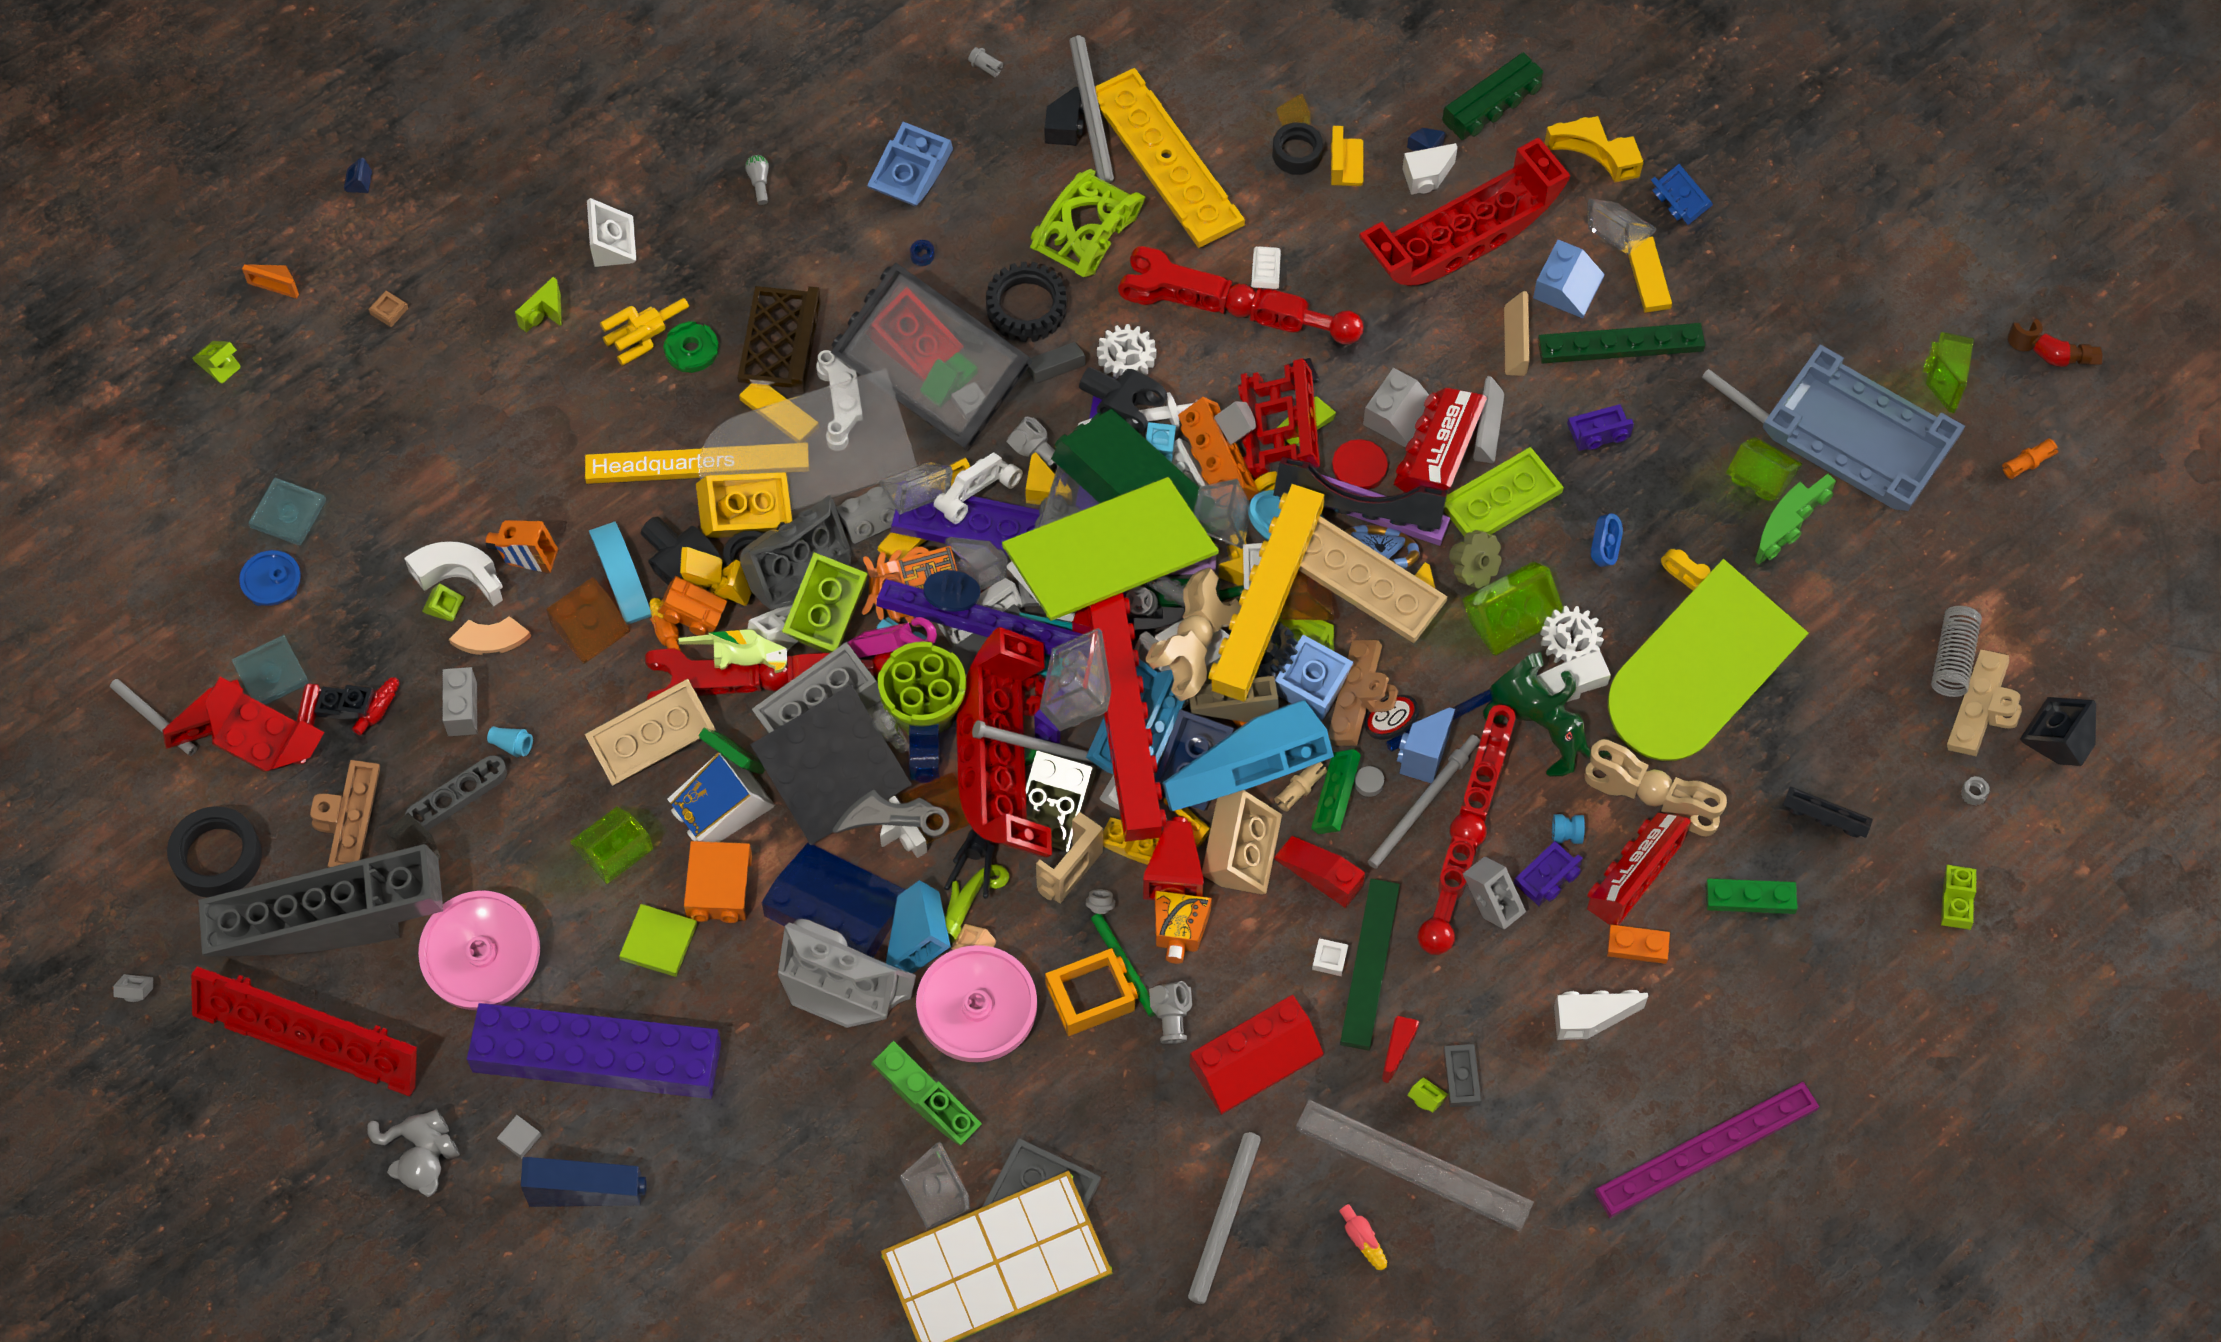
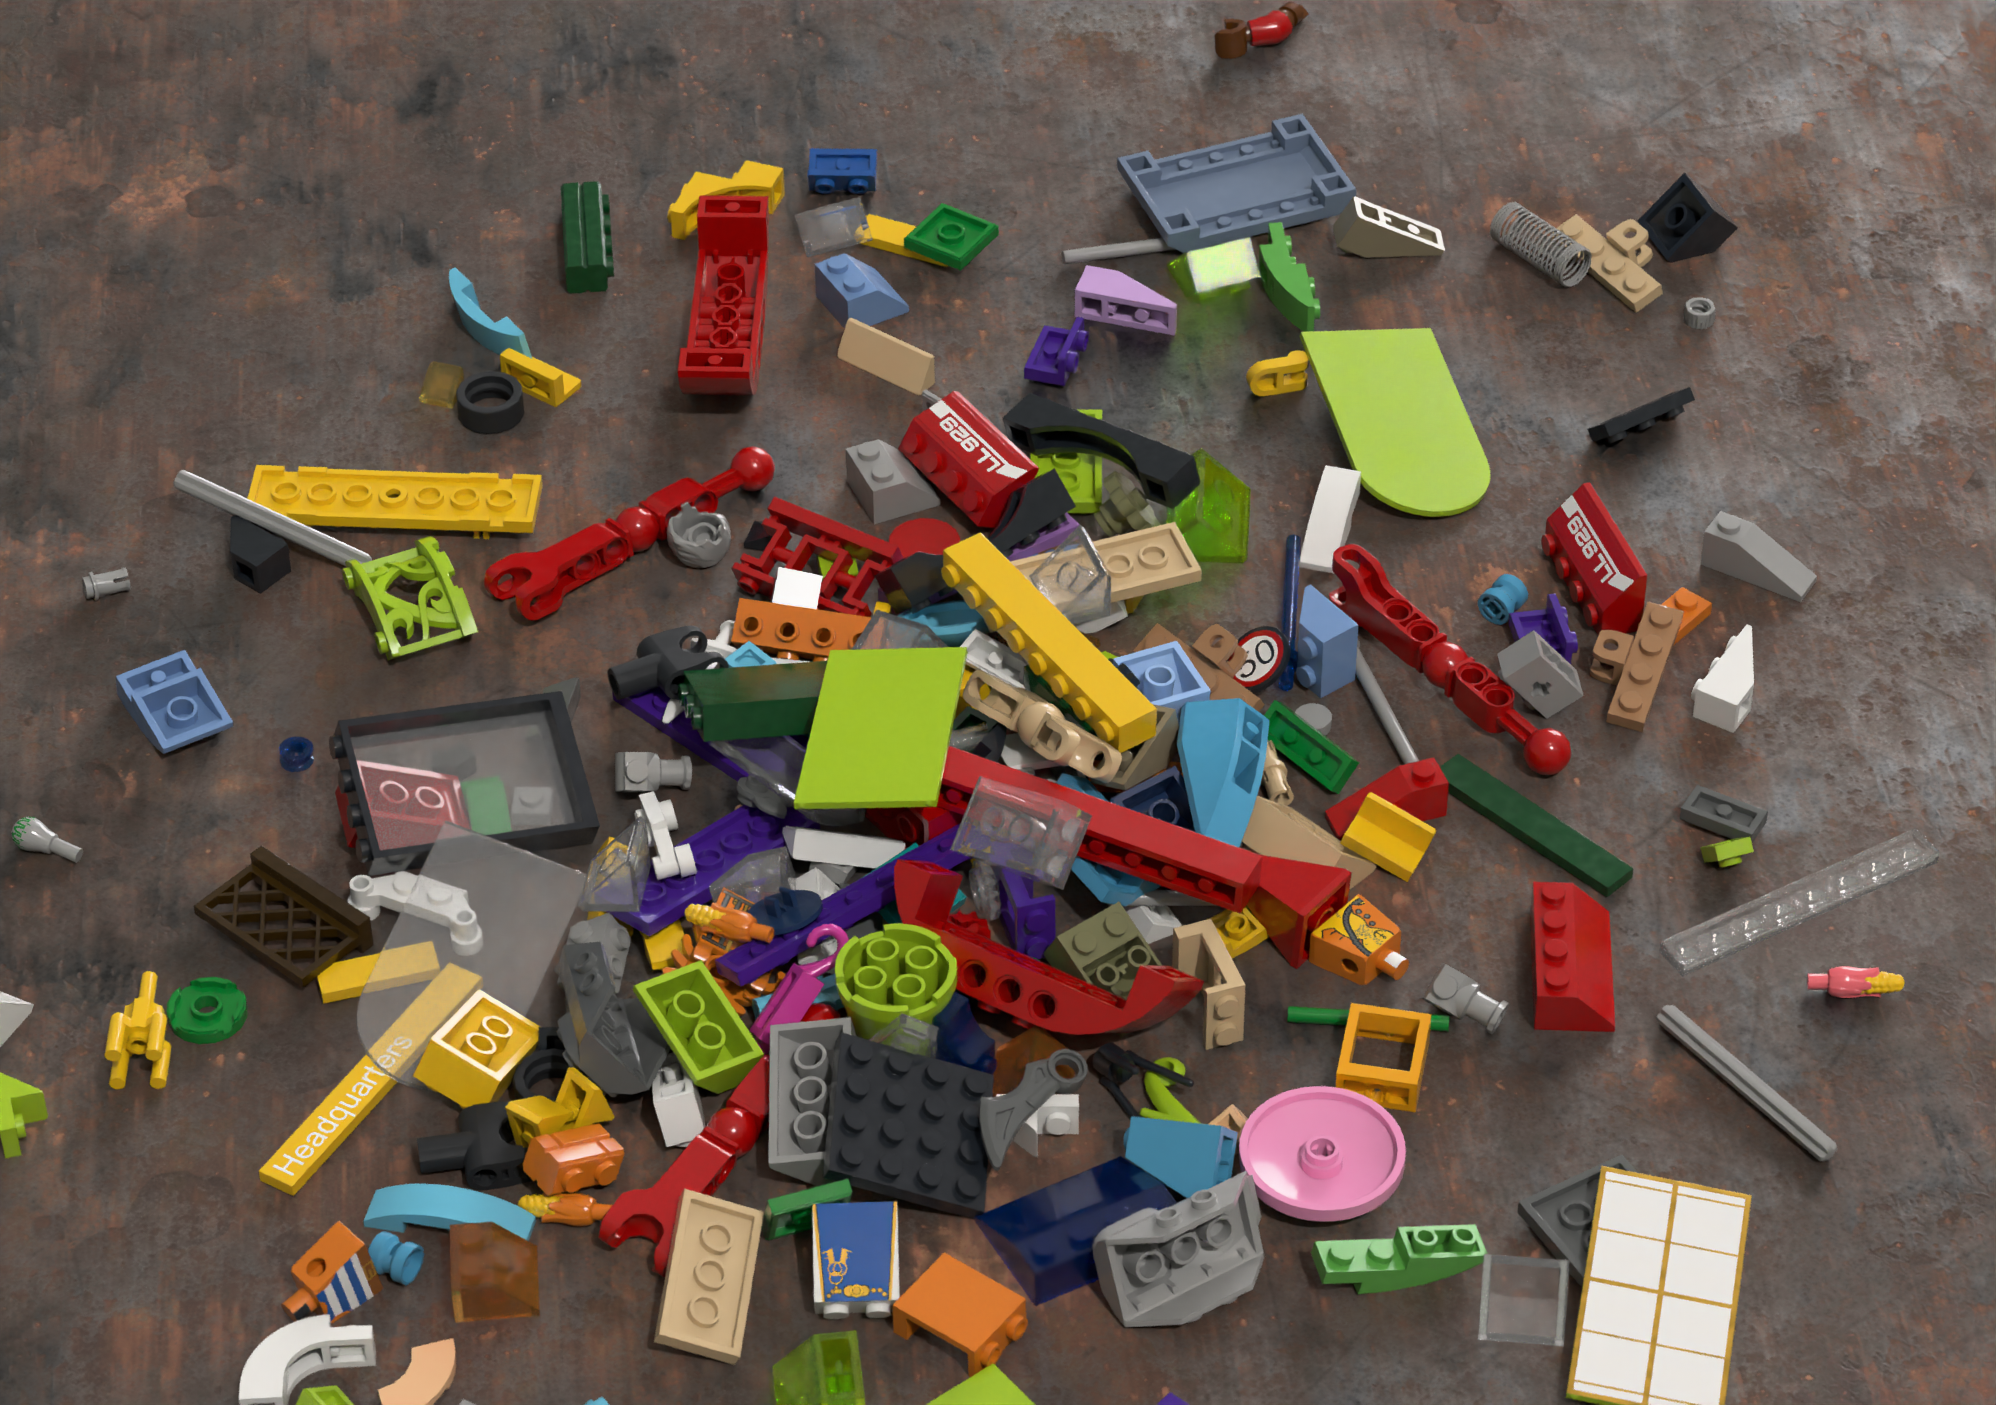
camera: 55 degrees left, 20 degrees down
(565, 561) = (396, 1258): none -> dark azure wheel
(742, 648) = (687, 1124): yellowish green animal -> none
(913, 568) = (728, 923): none -> orange piece
(981, 730) = (1005, 949): light grey bar -> none
(1026, 275) = (453, 668): black tyre -> none
(1038, 481) = (704, 792): yellow slope -> none
(1100, 901) = (1276, 996): light grey plate -> none
(1126, 351) = (602, 646): white gear -> none
(1260, 337) = (698, 537): none -> light grey hair
(1266, 267) = (616, 490): white slope -> none
(1280, 887) = (1388, 836): none -> yellow panel
(1330, 957) = (1500, 847): white plate -> none
(1332, 574) = (1075, 579): none -> clear slope
(1376, 72) = (491, 335): none -> medium azure slope
(1401, 1038) = (1651, 845): red slope -> none
(1425, 139) = (584, 310): dark blue slope -> none
(1428, 167) = (619, 323): white slope -> none
(1498, 553) = (1048, 428): none -> black arch
(1533, 702) = (1317, 536): dark green animal -> none
(1558, 635) = (1280, 488): white gear -> none
(1566, 946) = (1636, 664): none -> medium nougat plate
(1606, 540) = (1181, 407): blue plate -> none
(1621, 343) = (970, 294): dark green plate -> none
(1655, 788) = (1489, 516): tan piece -> none
(1665, 297) = (951, 236): none -> green tile
(1682, 422) = (1122, 301): none -> lavender slope
(1706, 1149) = (1946, 686): magenta tile -> none
(1734, 964) = (1753, 556): none -> light grey slope
(1751, 896) = (1686, 515): green plate -> none
(1889, 550) = (1384, 233): none -> dark tan slope
(1948, 368) = (1231, 93): clear neon green slope -> none
(1958, 897) = (1801, 378): lime slope -> none
(2030, 458) = (1369, 103): orange pin -> none

